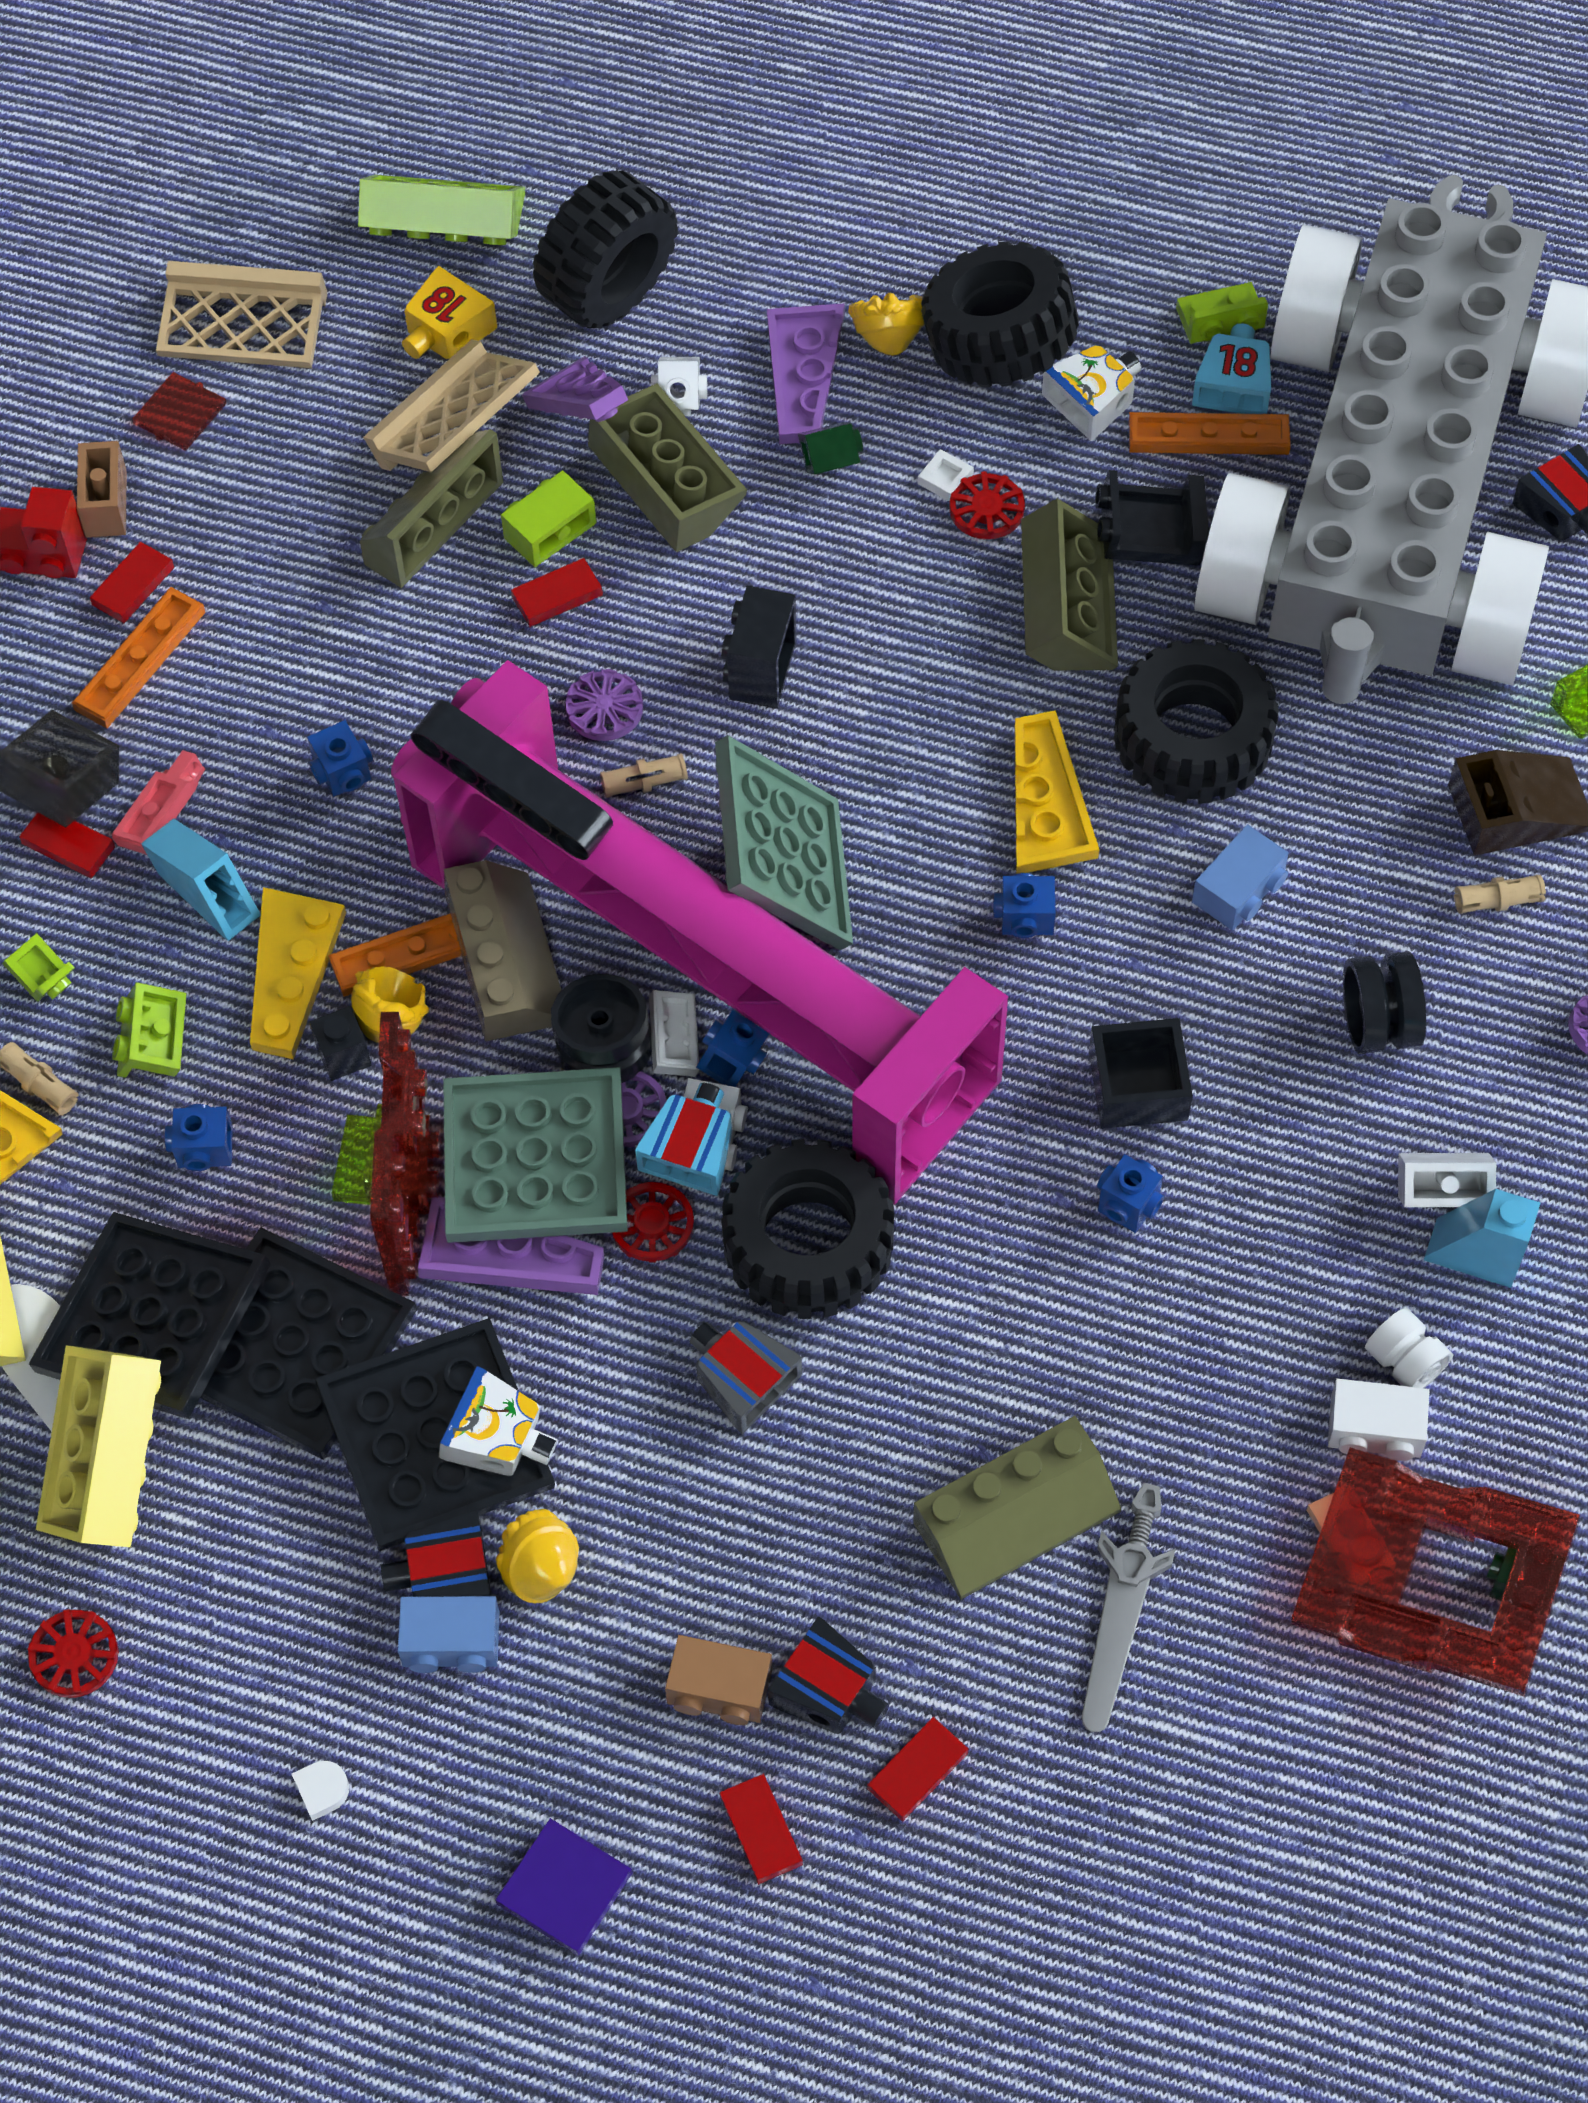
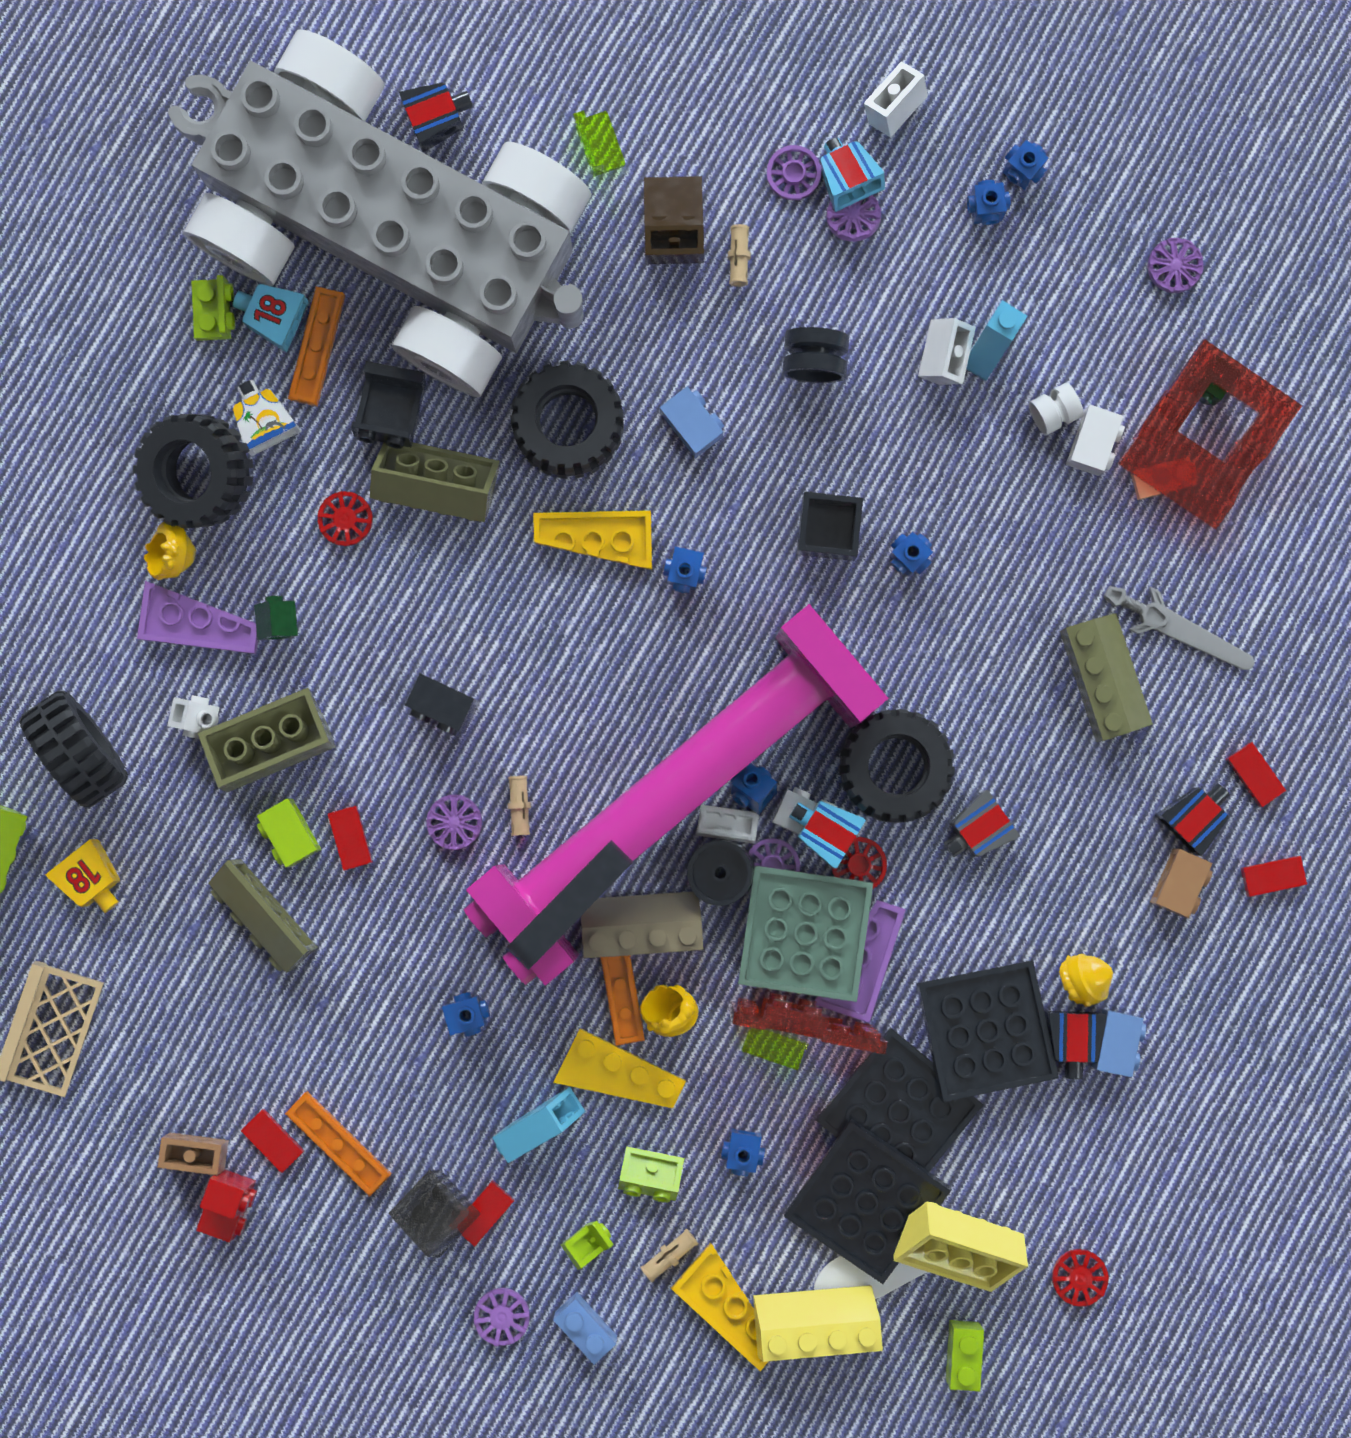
camera: 80 degrees left, 25 degrees up
(159, 802) = (470, 1145): coral hinge -> none
(179, 411) = (122, 1086): clear red piece -> none
(322, 1787) = (1196, 1135): white tile -> none
(340, 1043) = (690, 1048): black brick -> none
(429, 409) = (169, 899): tan fence -> none
(494, 1428) = (1001, 993): torso -> none
(564, 1886) = (1289, 1000): dark purple tile -> none
(578, 392) = (193, 791): medium lavender wing -> none
(783, 843) = (616, 724): sand green plate -> none
(944, 474) = (310, 541): white tile -> none

